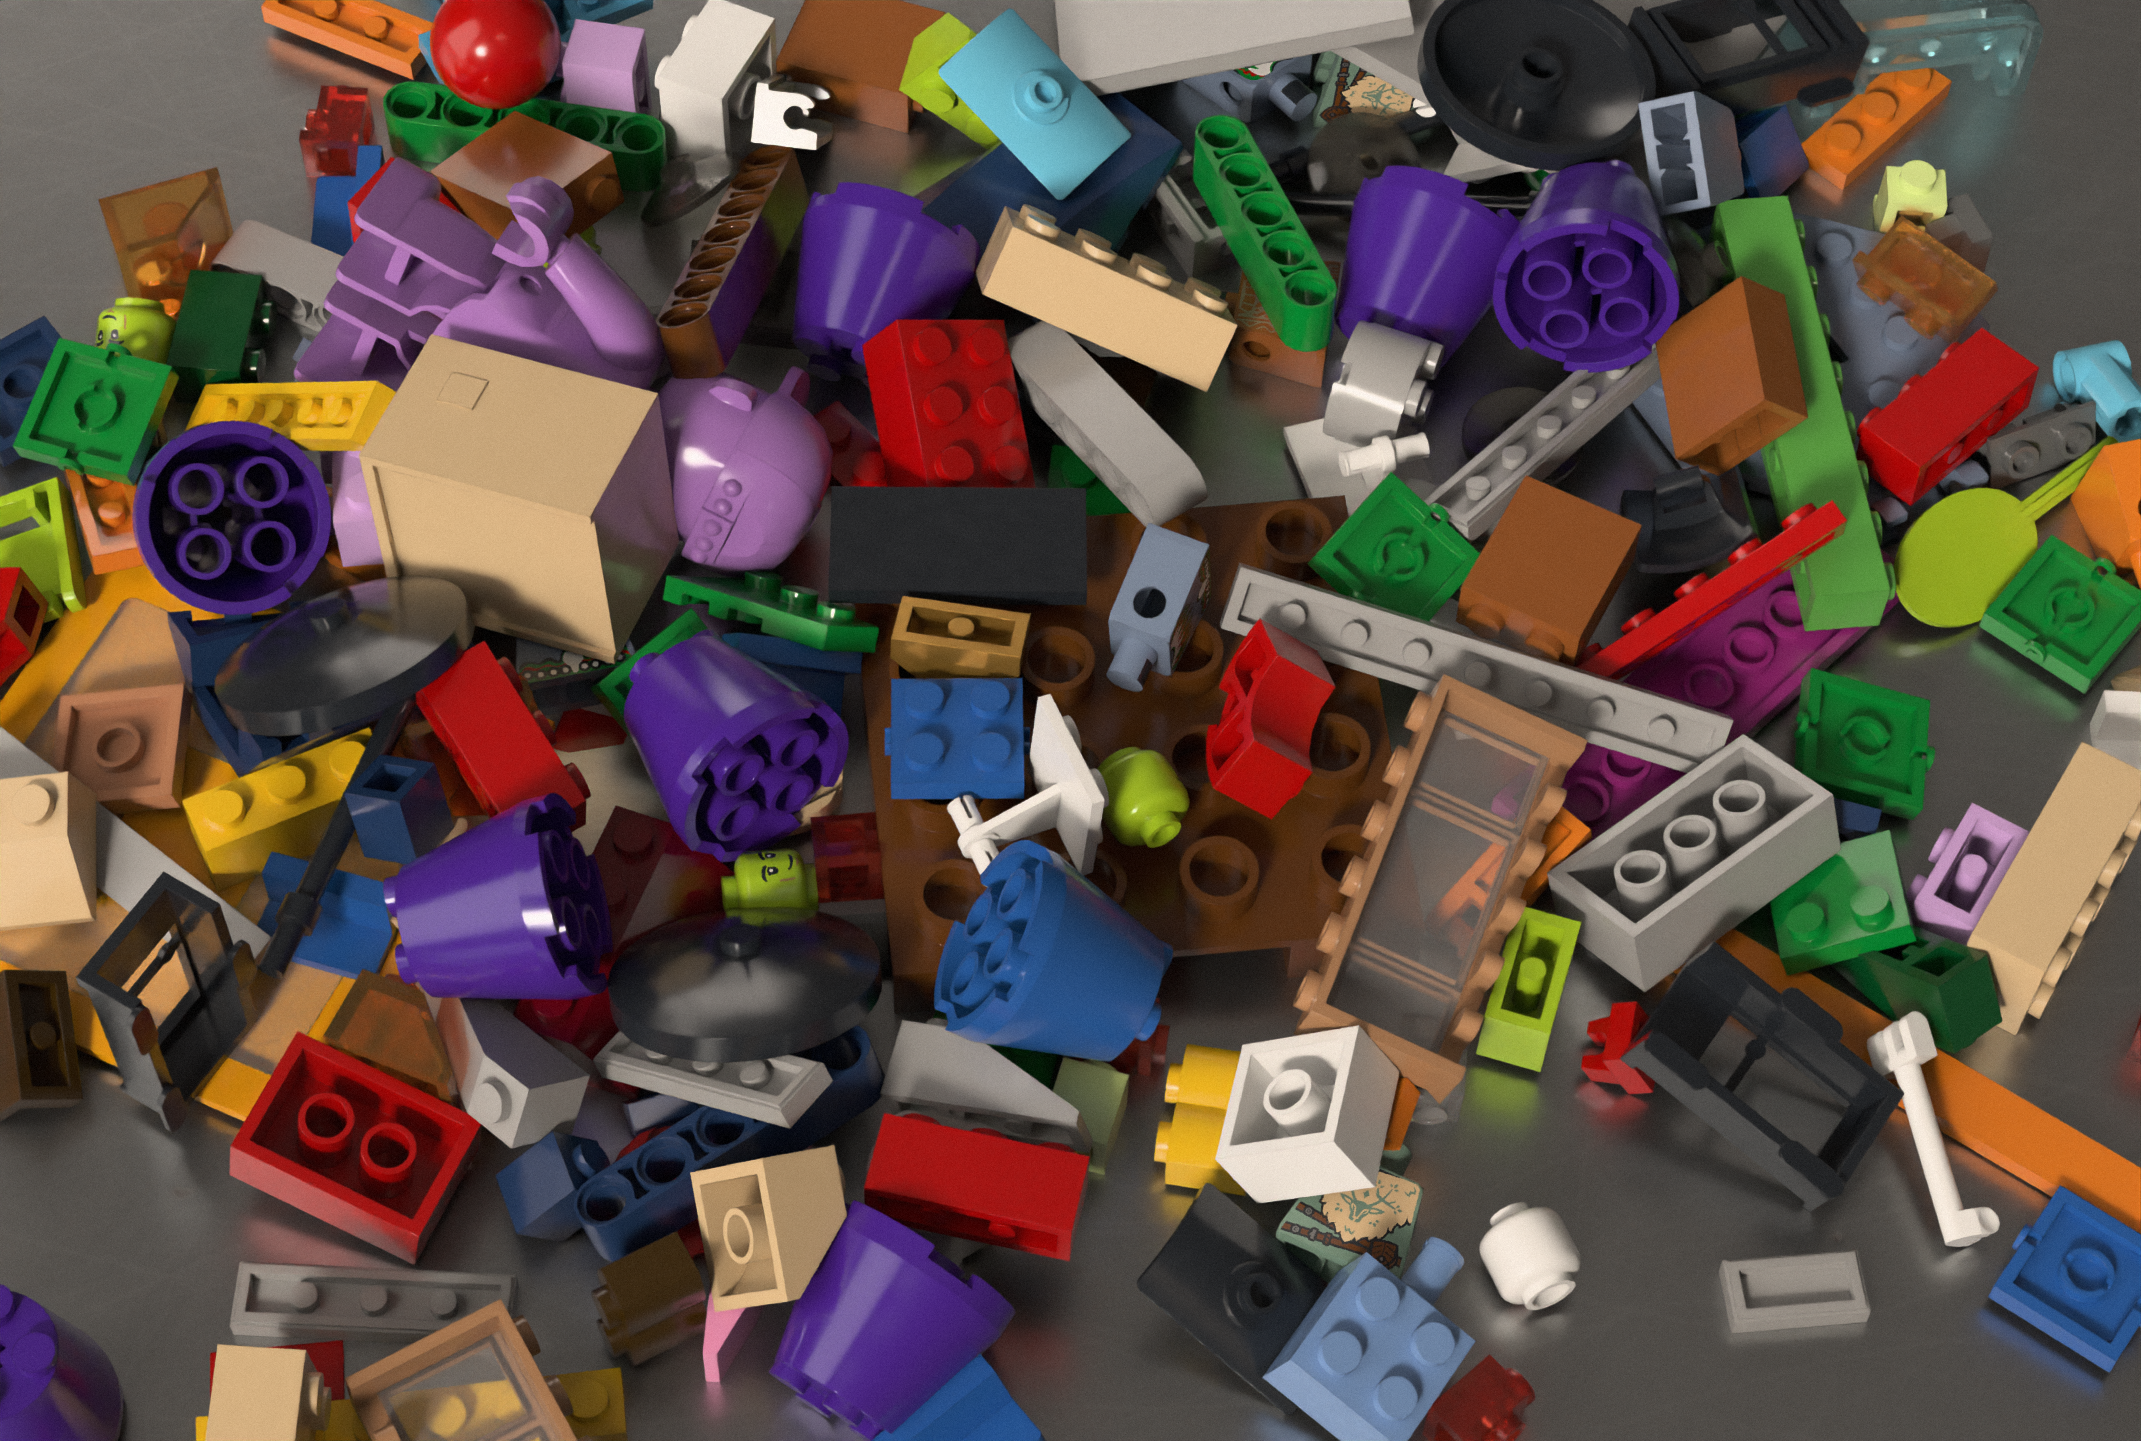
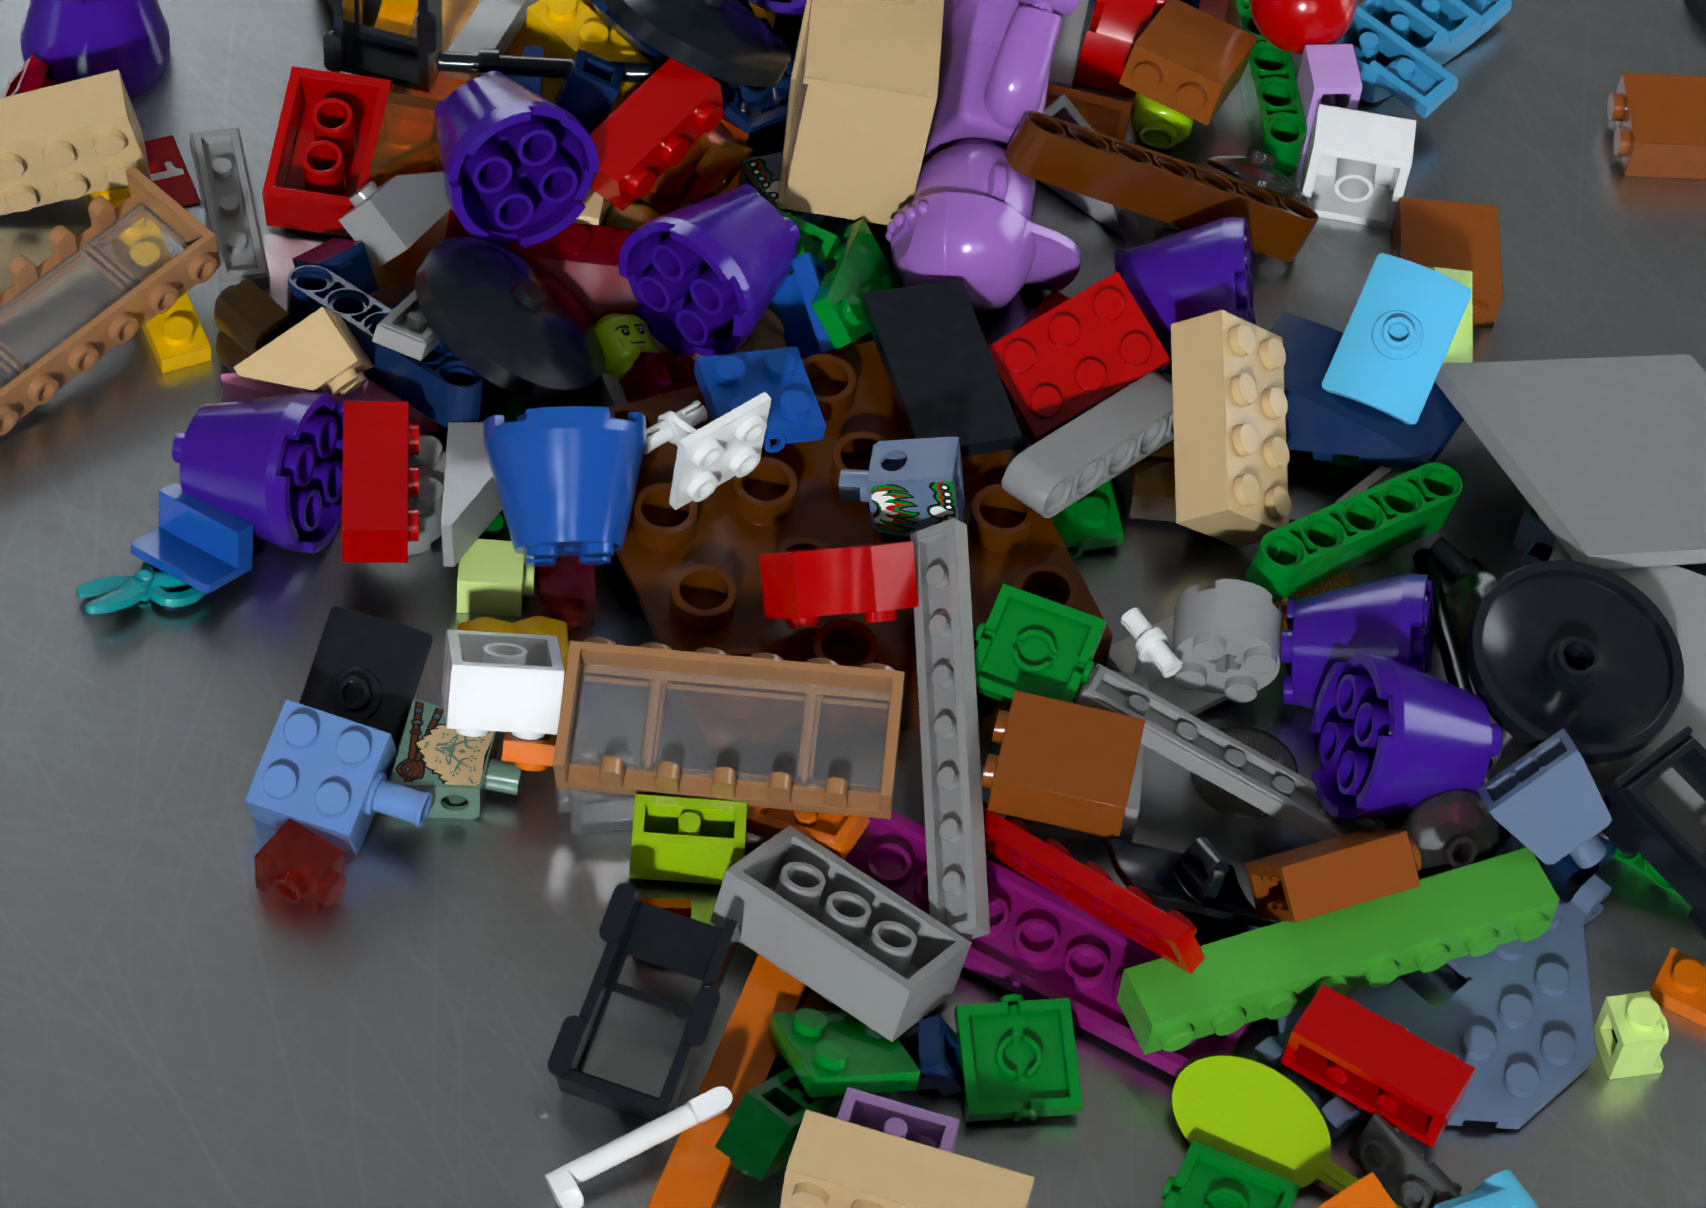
camera: 70 degrees right, 5 degrees down
(783, 113) = (1348, 214): hinge -> none
(958, 640) = (848, 381): pearl gold slope -> none
(1143, 797) = (740, 515): lime head -> none
(1530, 1256) = (448, 880): white head -> none
(1769, 152) = (1631, 908): blue panel -> none
(1794, 1291) = (478, 1081): light grey tile -> none
(1923, 280) = (1523, 1032): clear orange bracket -> none
(1963, 231) = (1614, 1080): dark grey tile -> none

